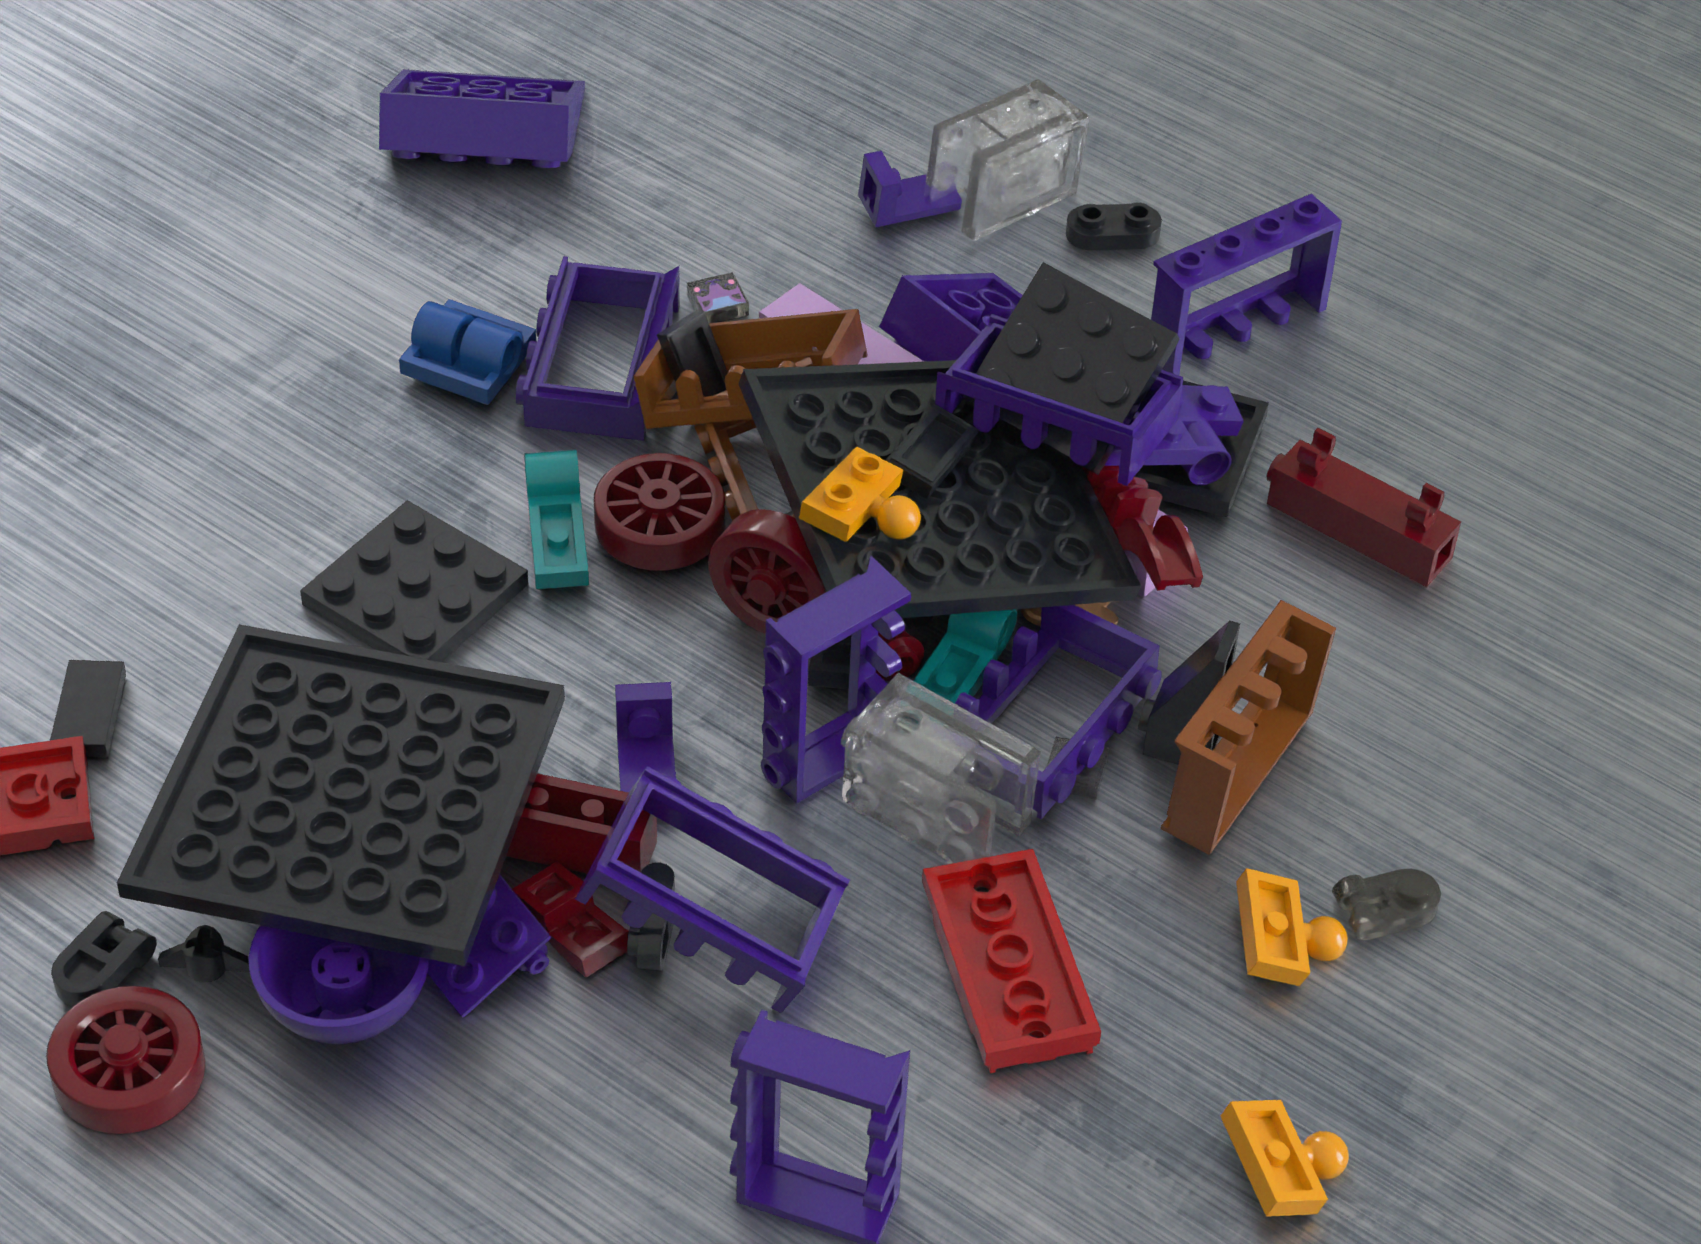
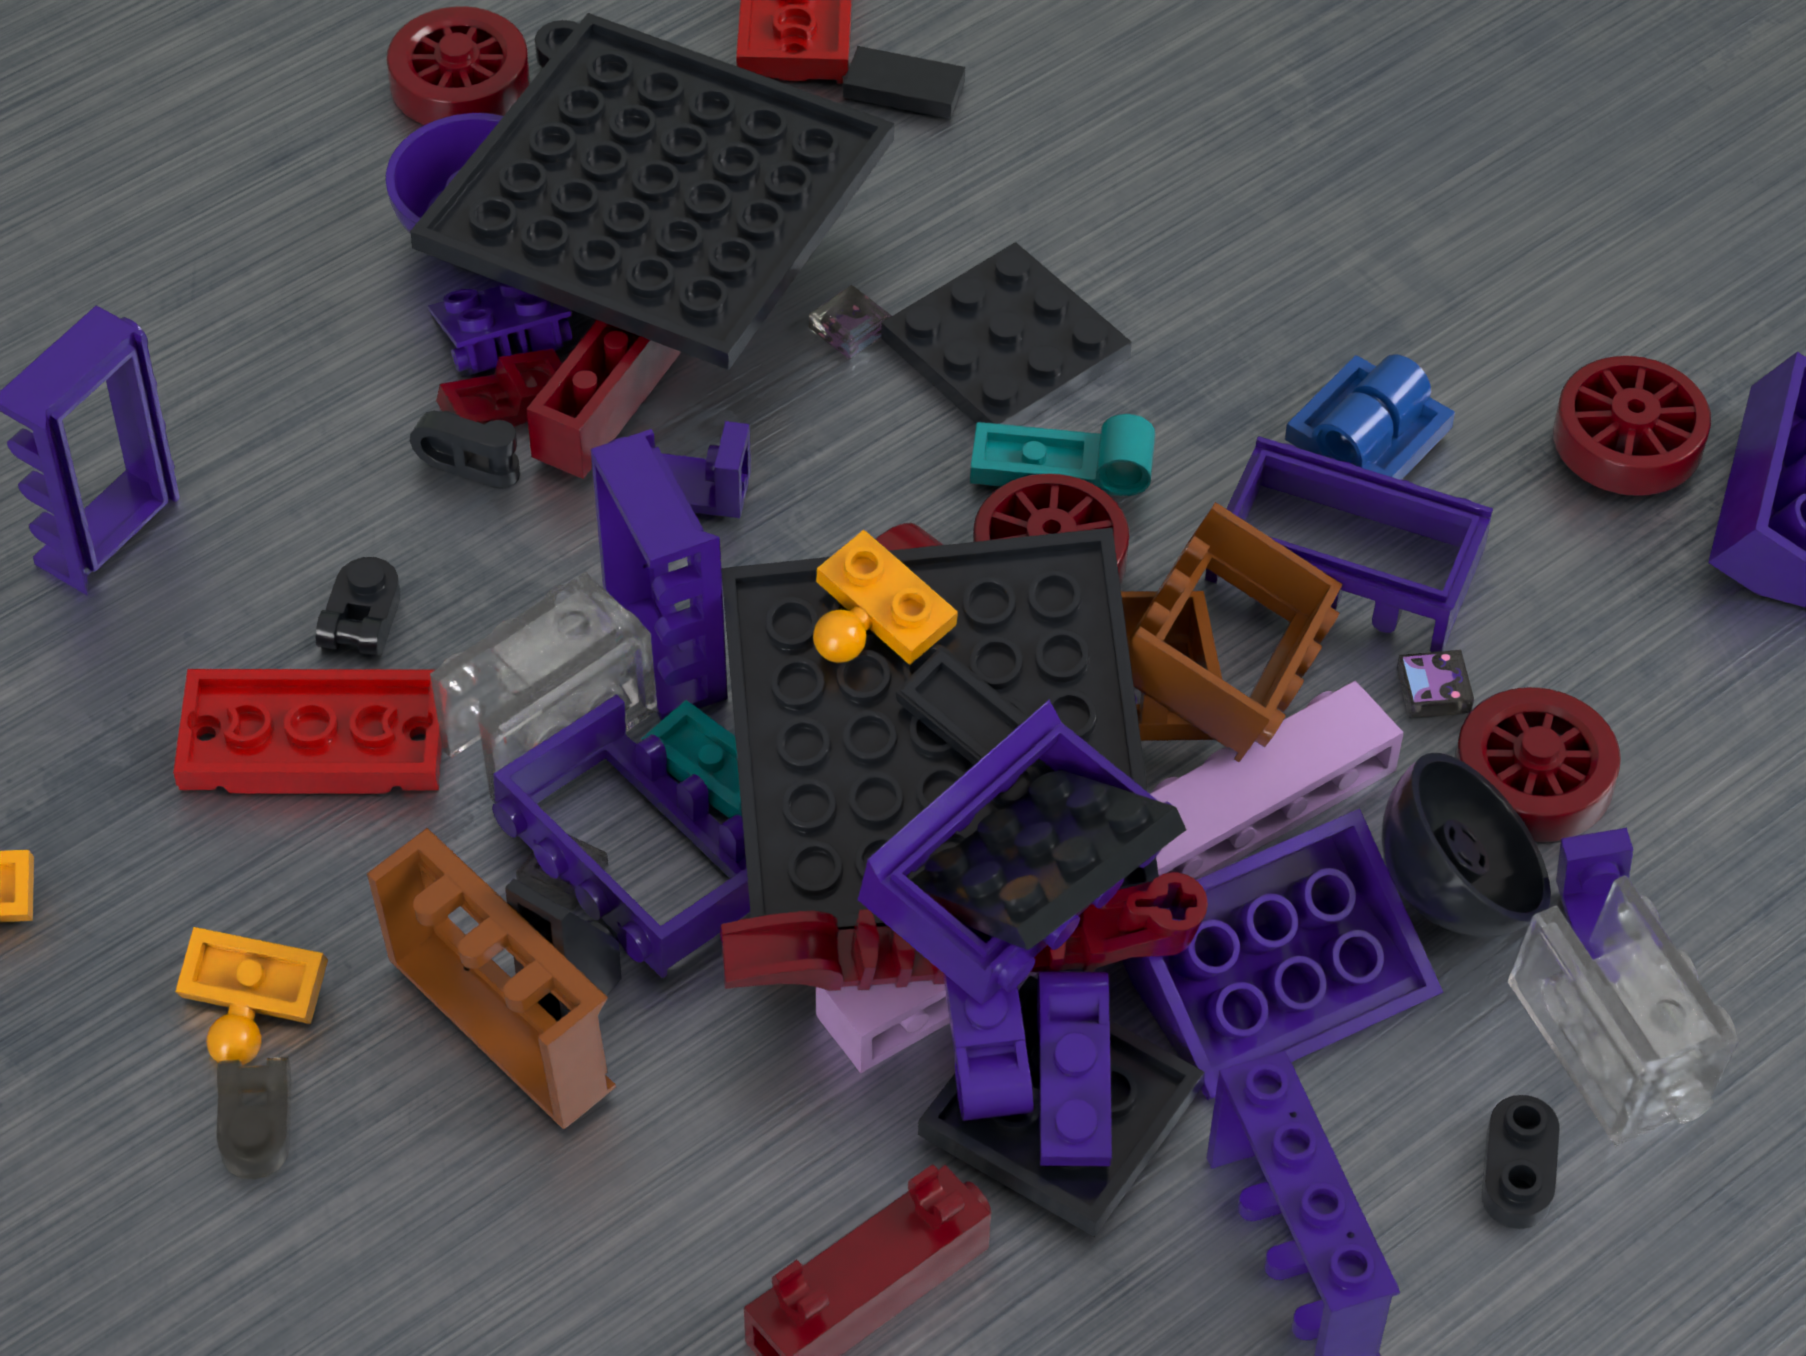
camera: 105 degrees right, 5 degrees up
(437, 206) = (1631, 425): none -> dark red wheel
(692, 347) = (1265, 604): black tile -> none
(739, 841) = (492, 501): dark purple window -> none
(781, 238) = (1544, 774): none -> dark red wheel
(839, 969) = (362, 591): none -> black plate
(905, 245) = (1462, 850): none -> black piece

